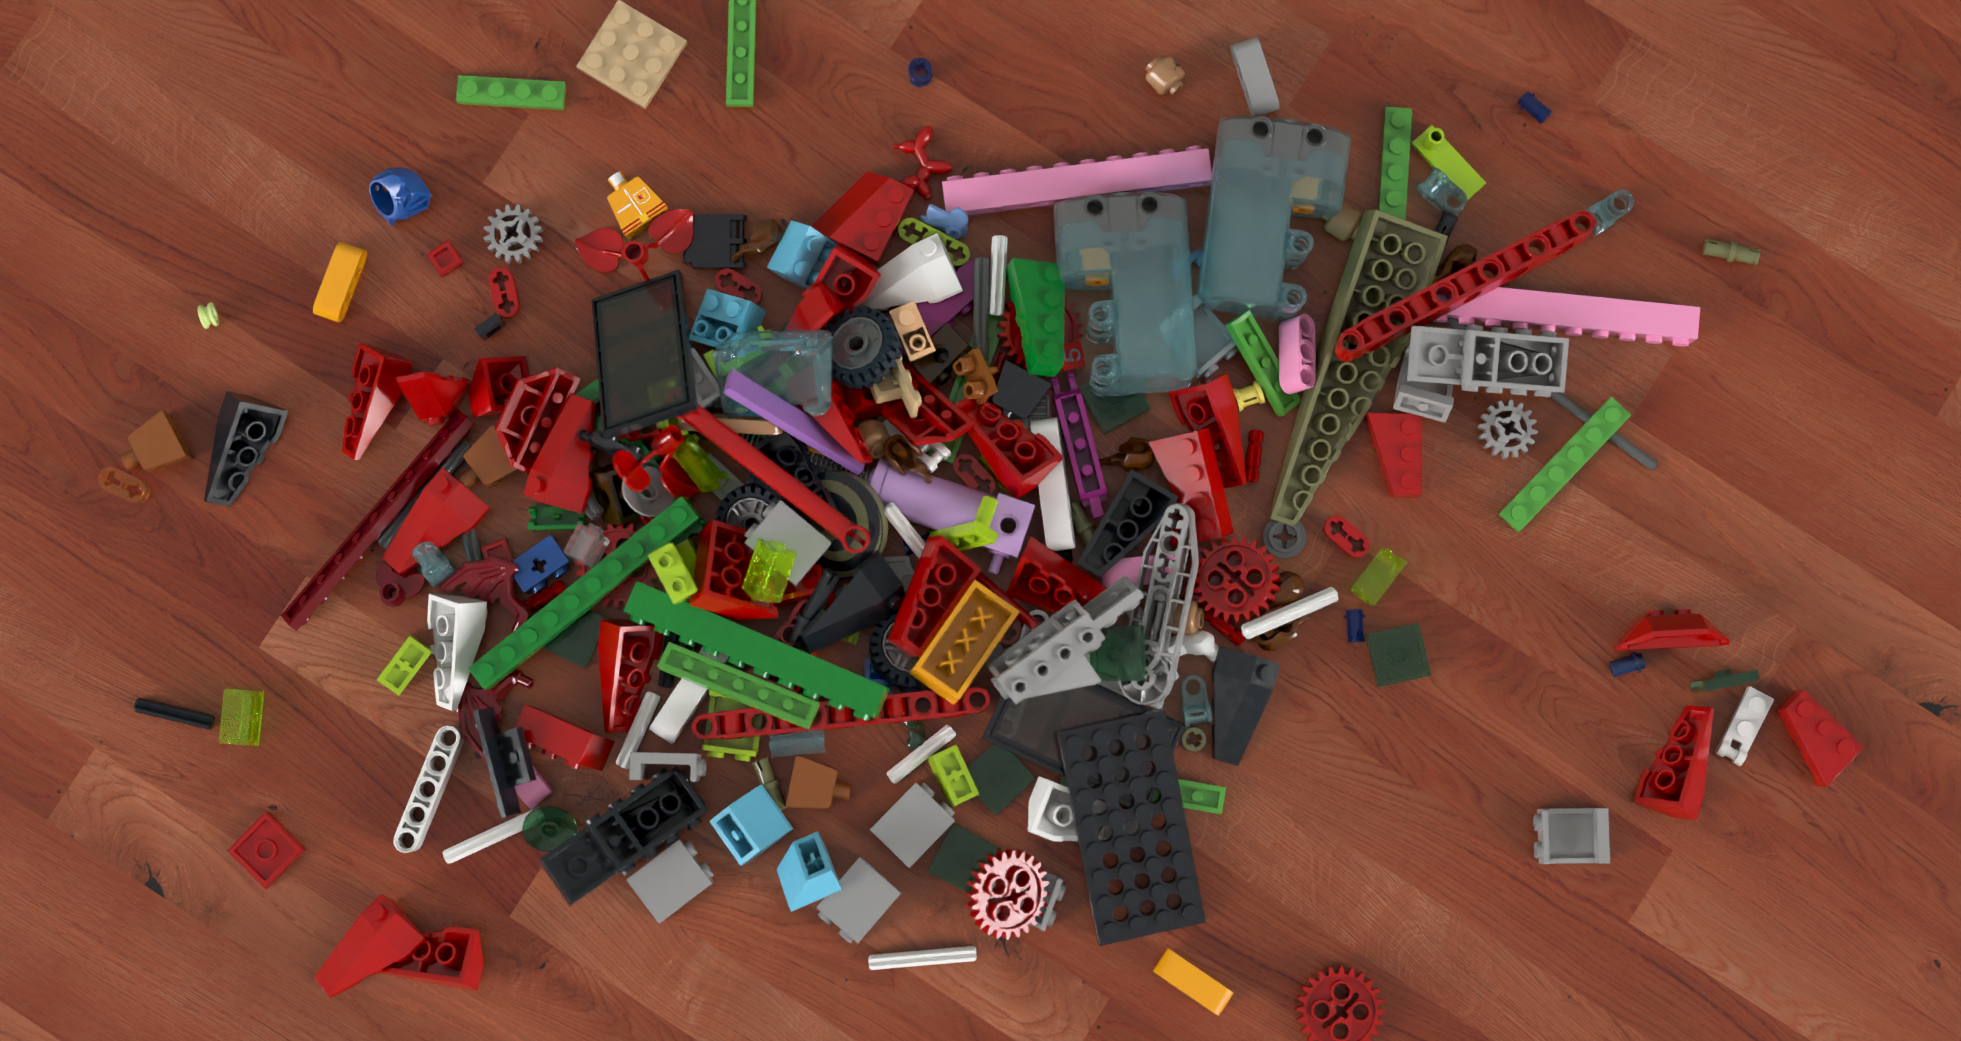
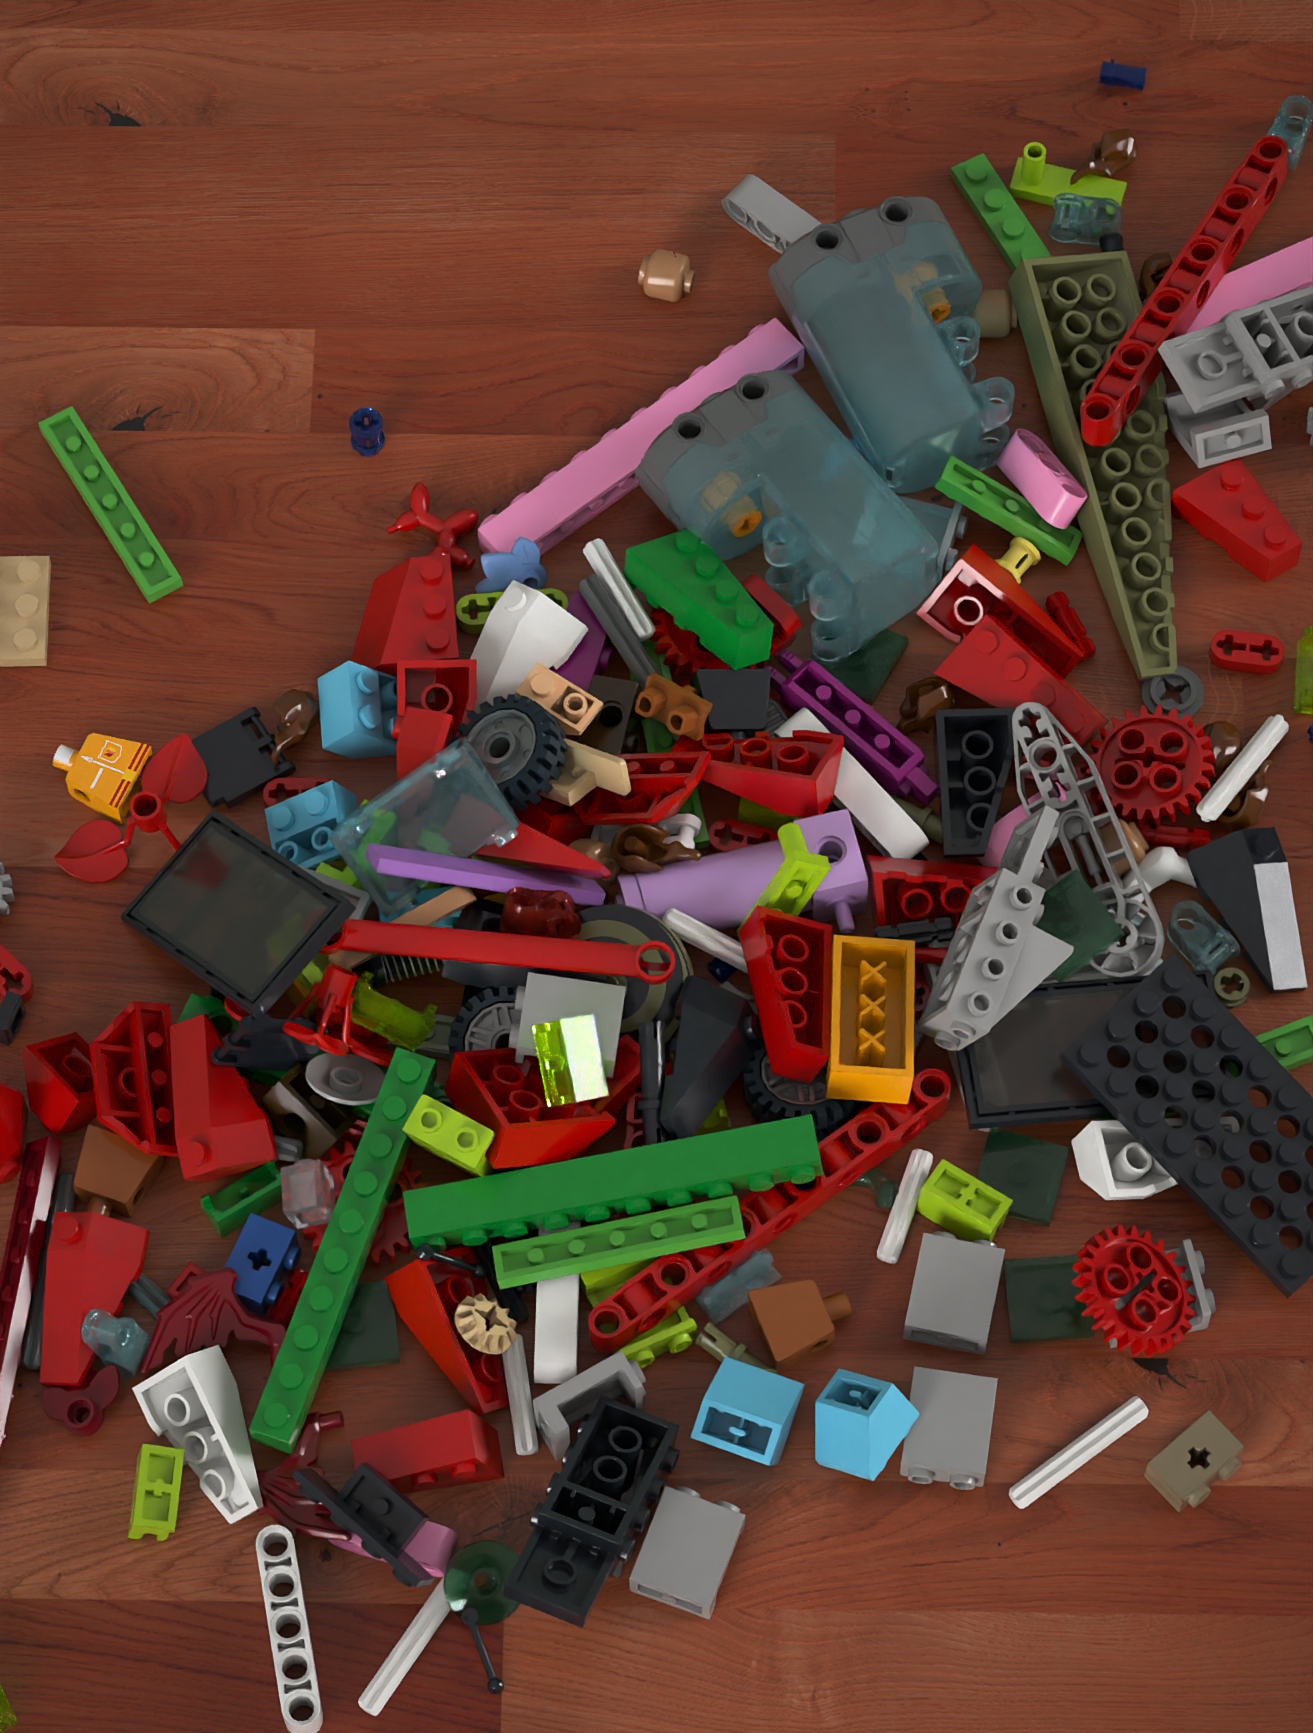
camera: 30 degrees left, 20 degrees down
(529, 844) = (469, 1617): none -> black hinge
(627, 624) = (426, 1252): none -> black hinge
(629, 682) = (472, 1325): none -> tan gear
(812, 464) = (538, 912): none -> clear red piece
(965, 1000) = (1204, 1441): none -> dark tan brick
(1027, 600) = (919, 931): none -> black axle
(1075, 344) = (775, 608): none -> red beam
(1486, 159) = (1109, 155): none -> reddish brown piece

